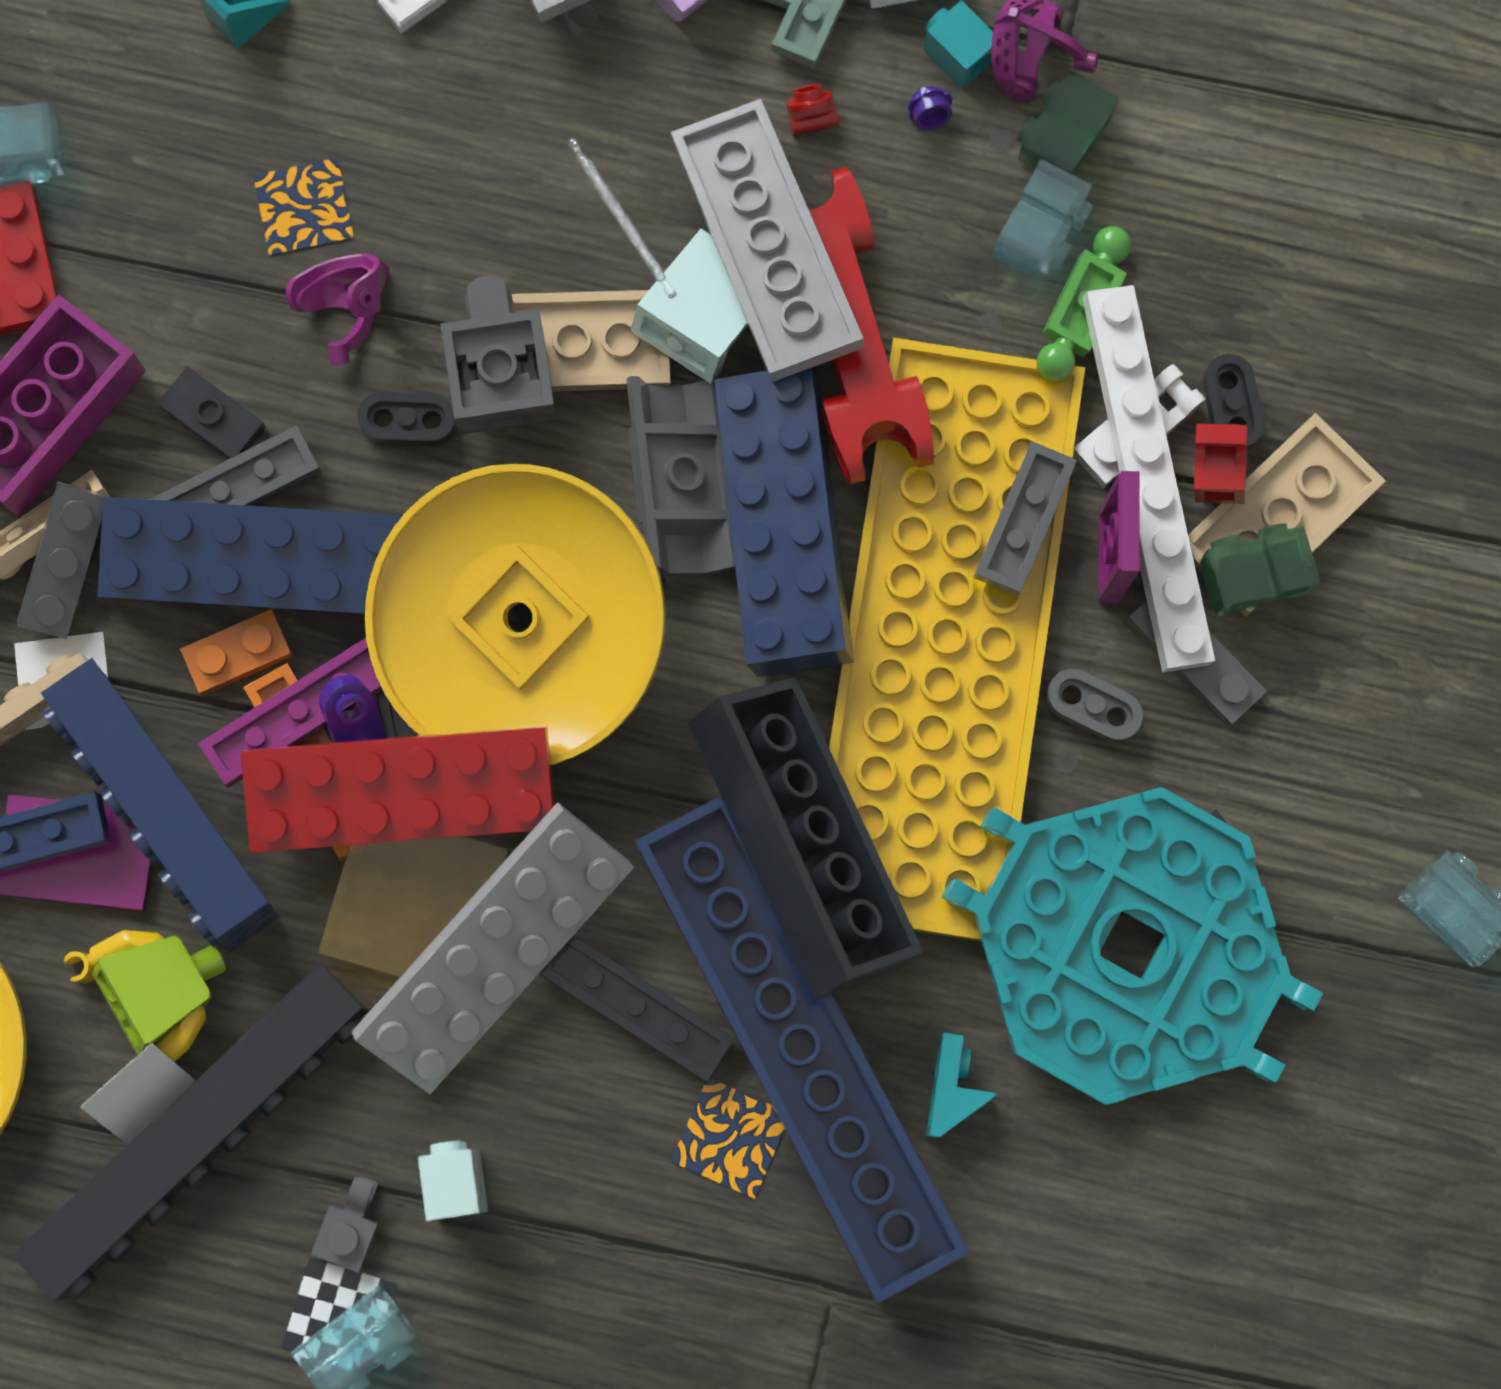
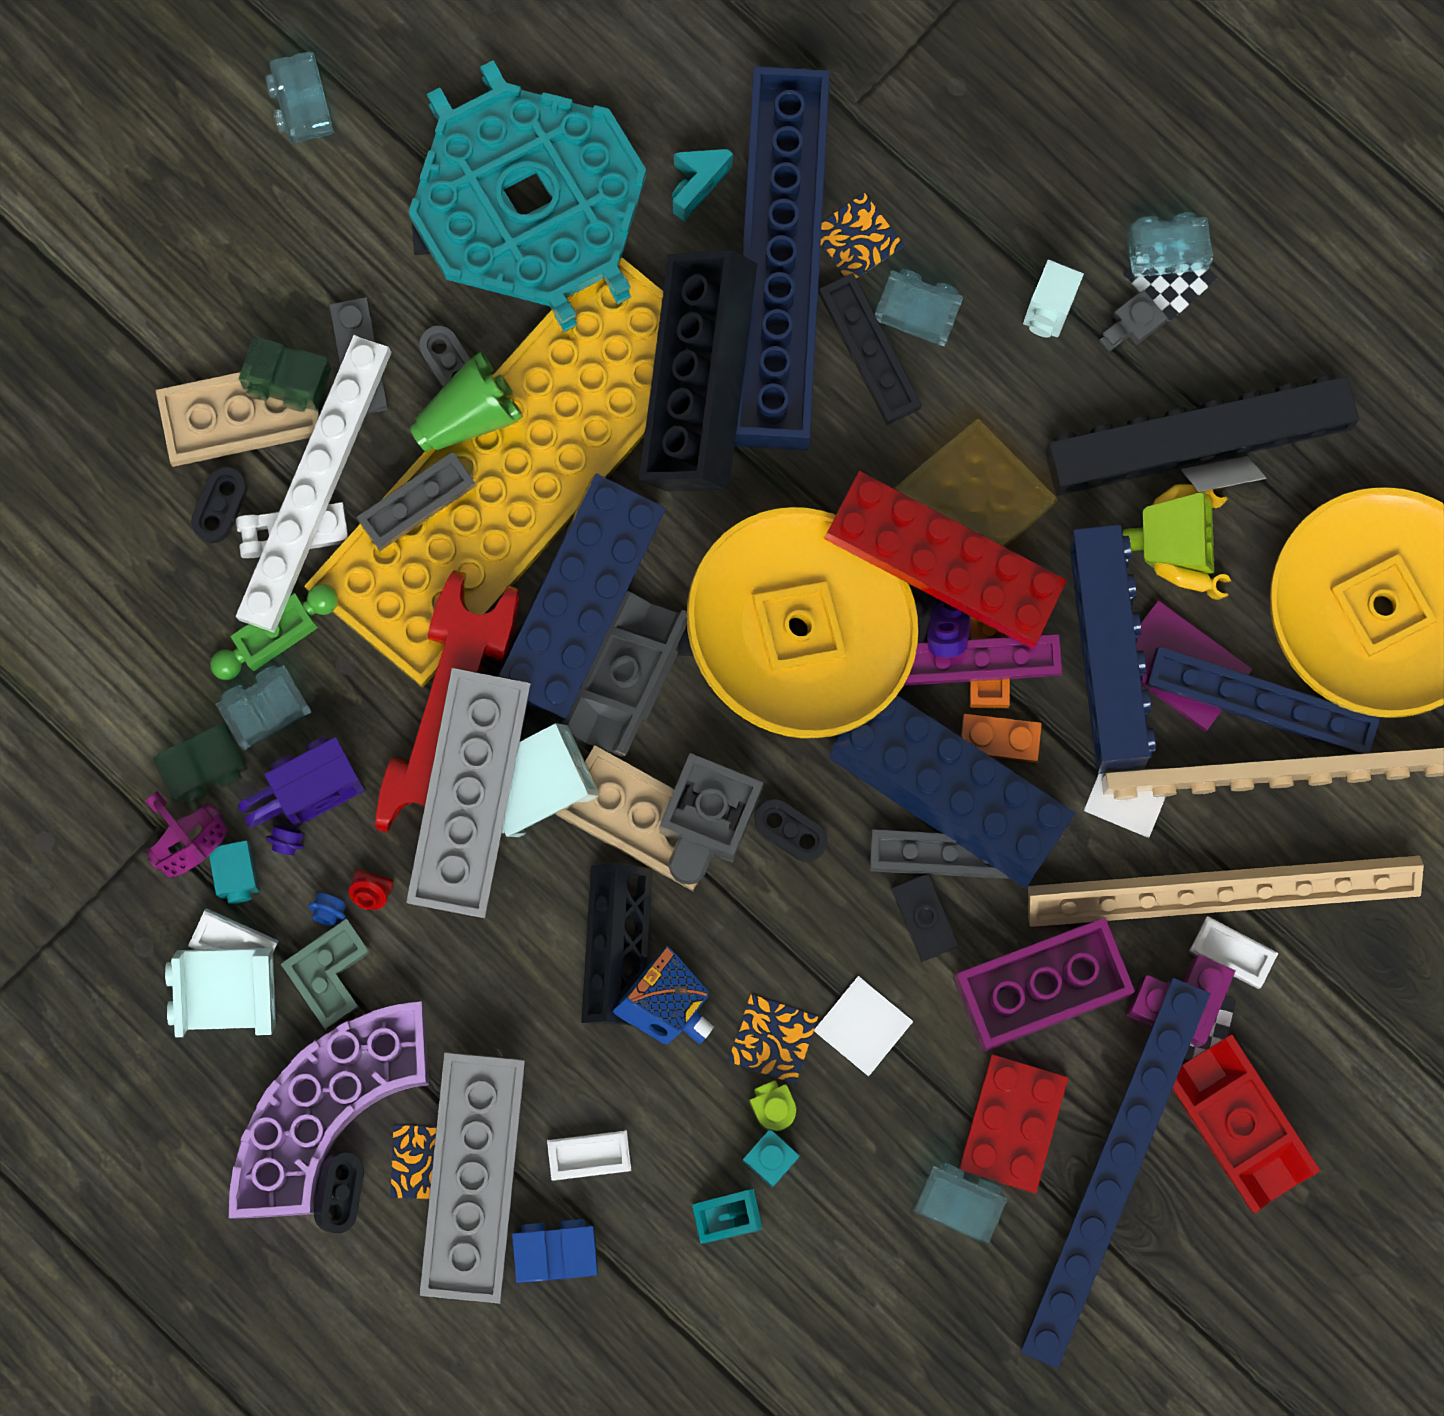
camera: 150 degrees left, 0 degrees up
(61, 560) = (1085, 863): dark grey plate -> none
(215, 271) = (863, 1026): none -> white sticker
(231, 76) = (770, 1158): none -> teal brick
(259, 131) = (773, 1107): none -> lime plate
(327, 287) = (790, 963): magenta helmet -> none
(432, 164) = (666, 1001): none -> blue torso
(492, 949) = (941, 427): light grey plate -> none
(526, 190) = (609, 942): none -> black fence
(607, 1088) = (919, 306): none -> clear light blue brick
(622, 219) = (557, 878): clear piece -> none
(841, 62) = (327, 909): none -> blue plate
(940, 161) = (305, 785): none -> dark purple brick
(1035, 650) = (466, 407): none -> bright green cone
(1119, 538) = (365, 443): magenta tile -> none
(1221, 463) = (261, 458): red brick -> none

